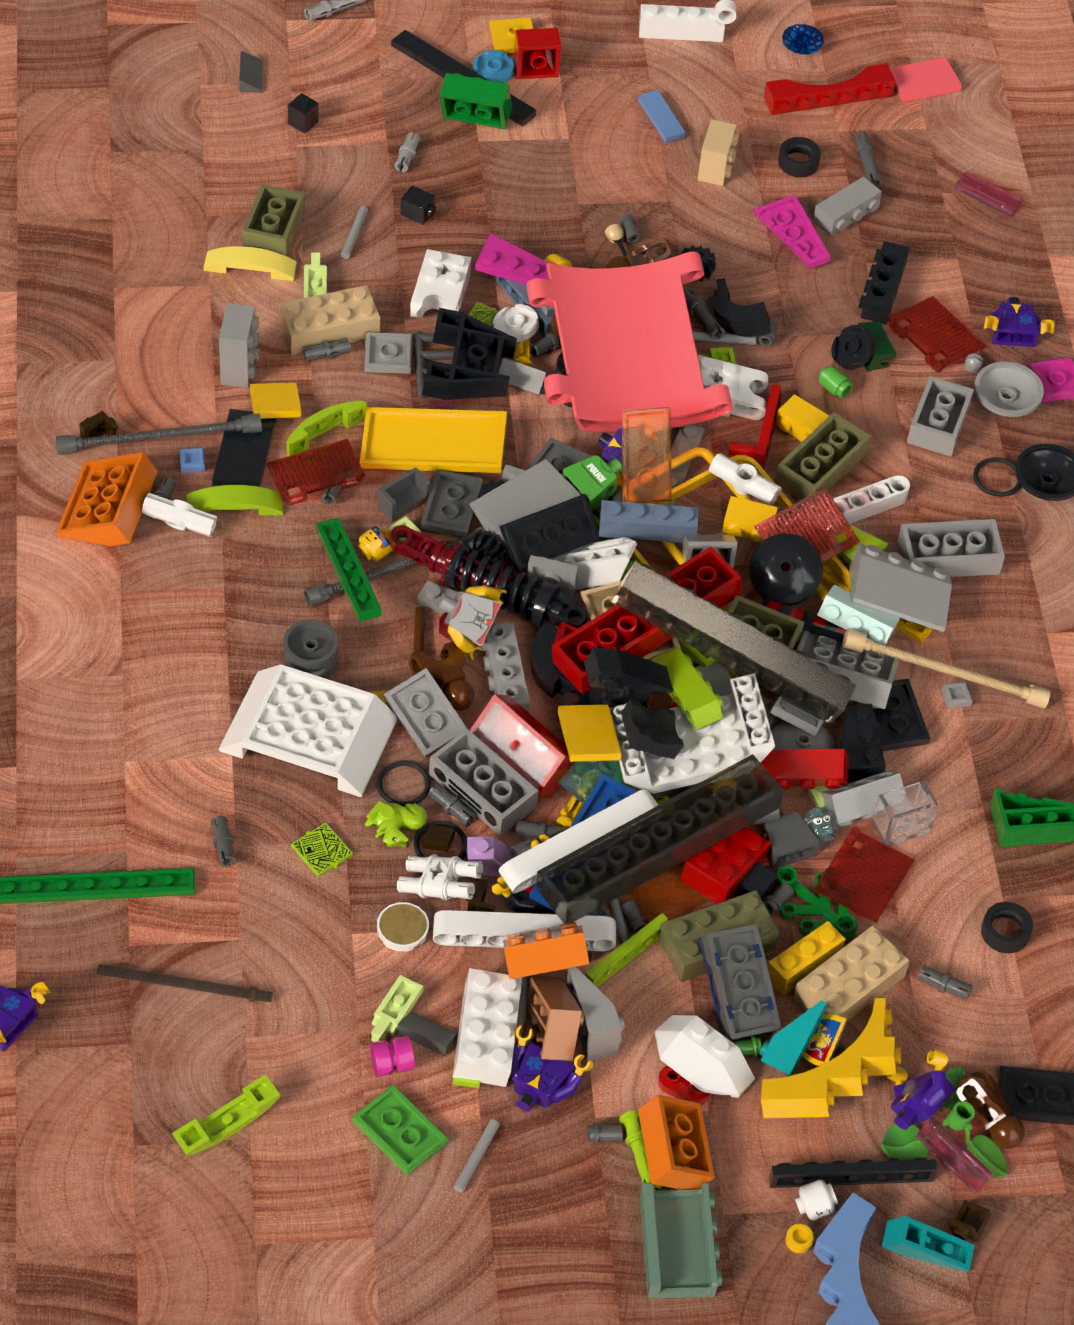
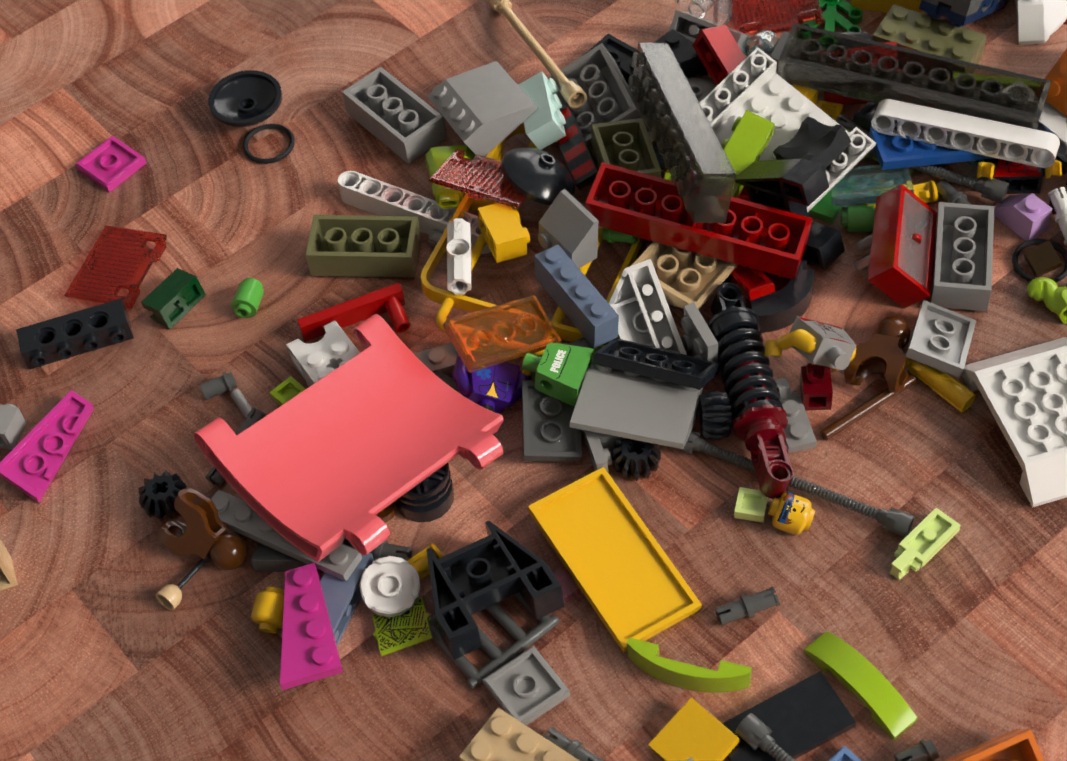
camera: 115 degrees left, 0 degrees up
(179, 514) = (935, 710): white piece -> none
(289, 597) = (923, 543): none -> yellowish green hinge
(311, 648) = (972, 468): dark grey wheel -> none
(316, 470) = (753, 630): clear red window -> none
(349, 569) = (851, 503): green plate -> none
(403, 494) = (708, 536): dark grey panel -> none
(403, 763) = (1039, 335): black tyre -> none
(440, 282) = (389, 698): white brick -> none
(449, 502) = (677, 490): dark grey plate -> none
(452, 805) = (1000, 274): dark grey pin -> none
(505, 664) = (840, 307): light grey brick -> none
(523, 375) = (451, 532): light grey tile -> none
(589, 733) = (853, 195): yellow tile -> none
(628, 224) = (146, 592): dark grey pin -> none
(739, 319) = (226, 392): black arch -> none
(799, 418) = (321, 287): yellow brick -> none
(853, 347) = (193, 303): black tile -> none
(940, 416) = (235, 198): light grey brick -> none
(956, 695) = (548, 46): light grey tile -> none
(973, 363) = (129, 220): light grey hinge -> none
(1008, 389) = (161, 170): light grey dish -> none
(1017, 324) = (61, 211): dark purple torso -> none

